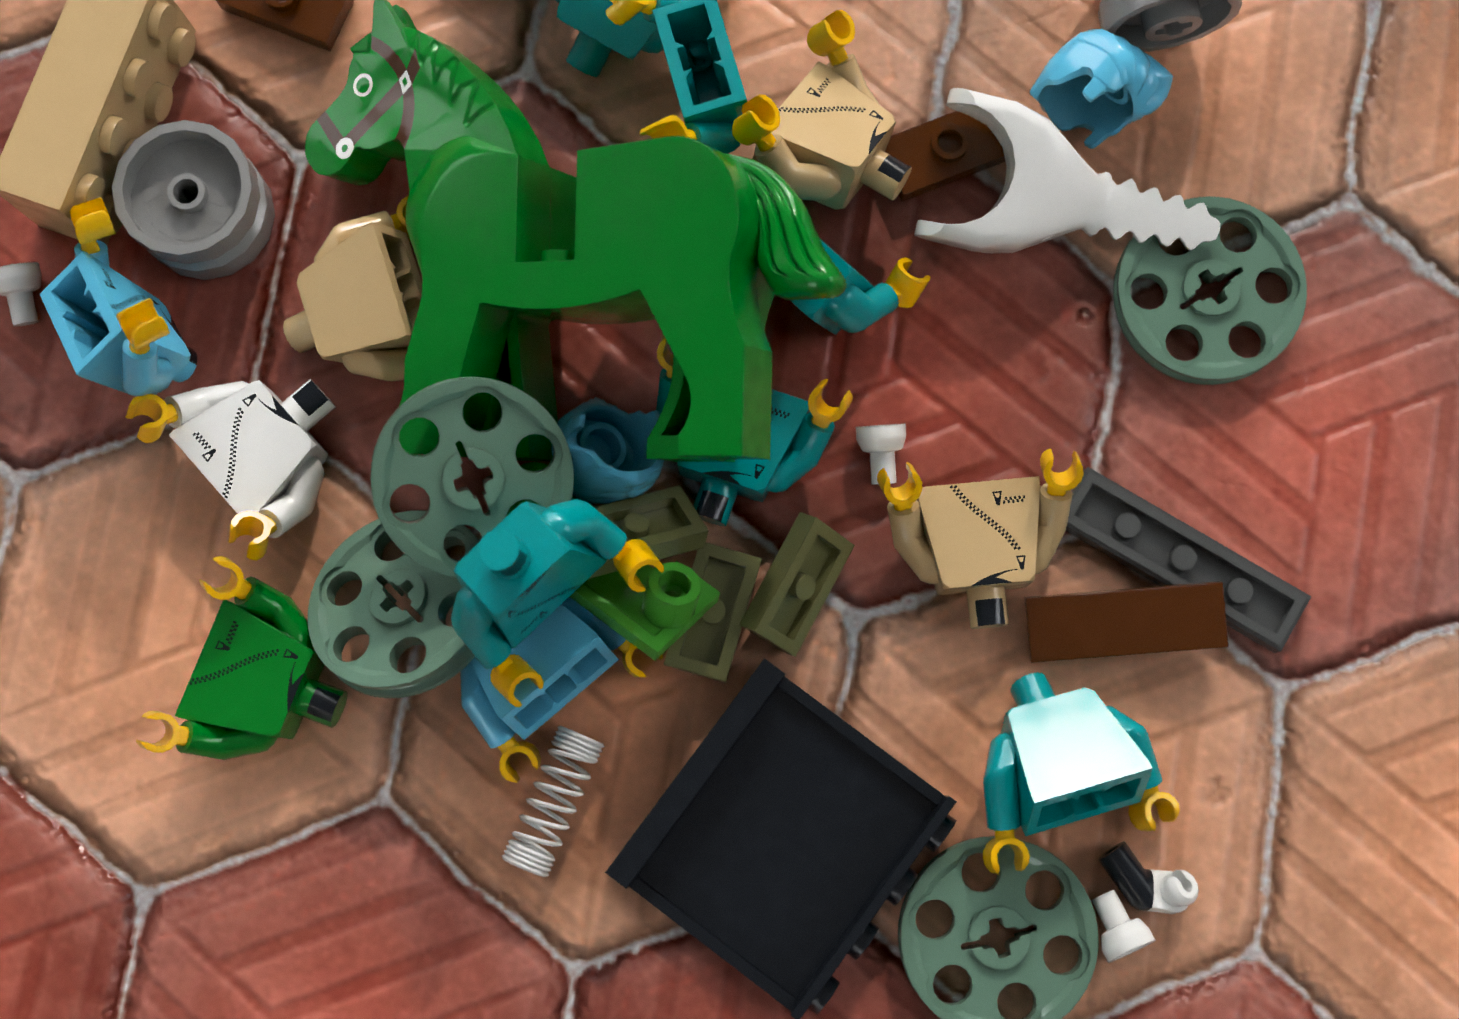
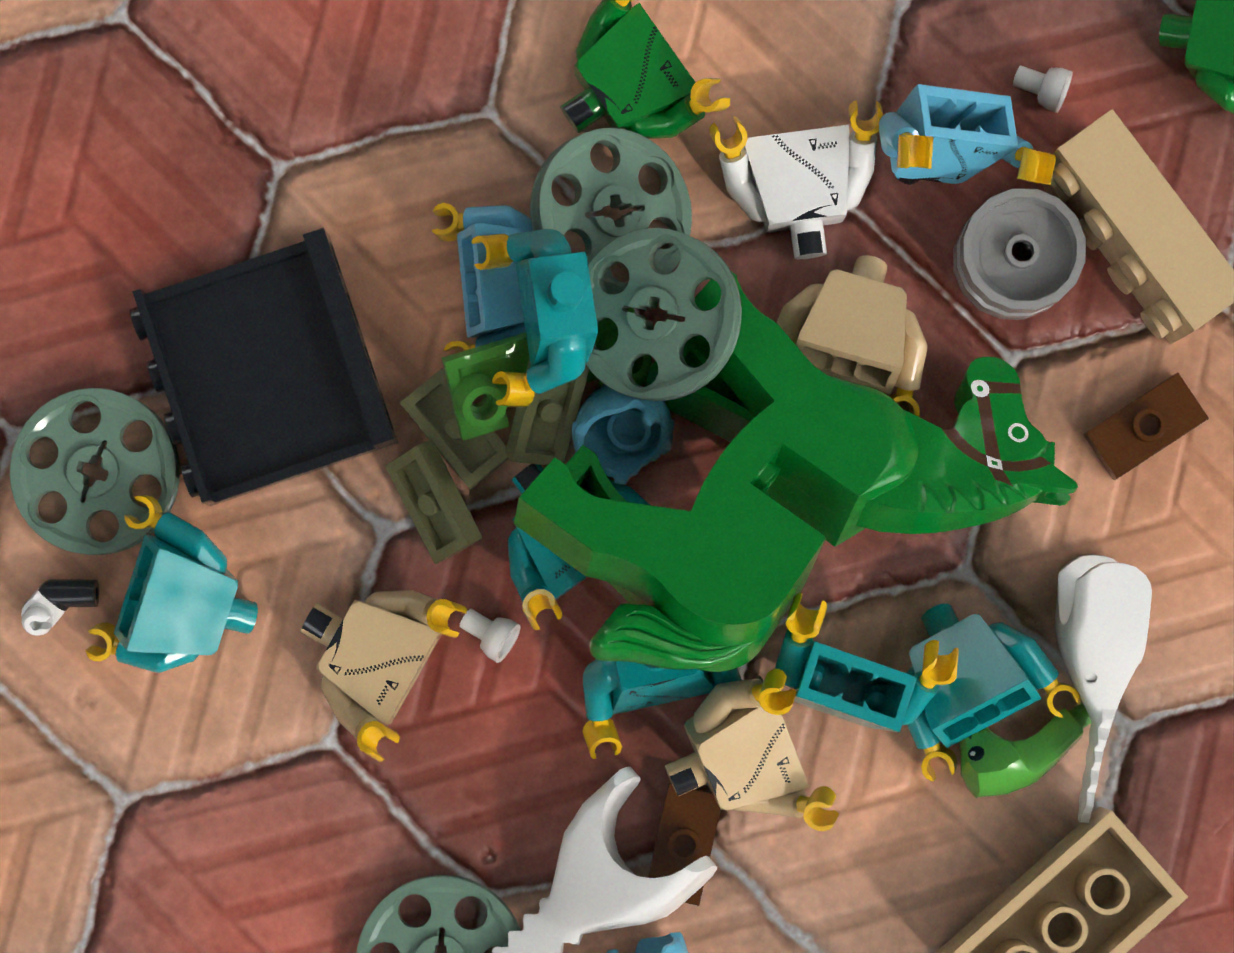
camera: 120 degrees right, 5 degrees up
(532, 856) = (379, 184): white piece -> none
(1122, 934) = (36, 559): white piece -> none
(1126, 621) = (244, 717): reddish brown tile -> none
(1176, 553) = (259, 794): dark grey tile -> none

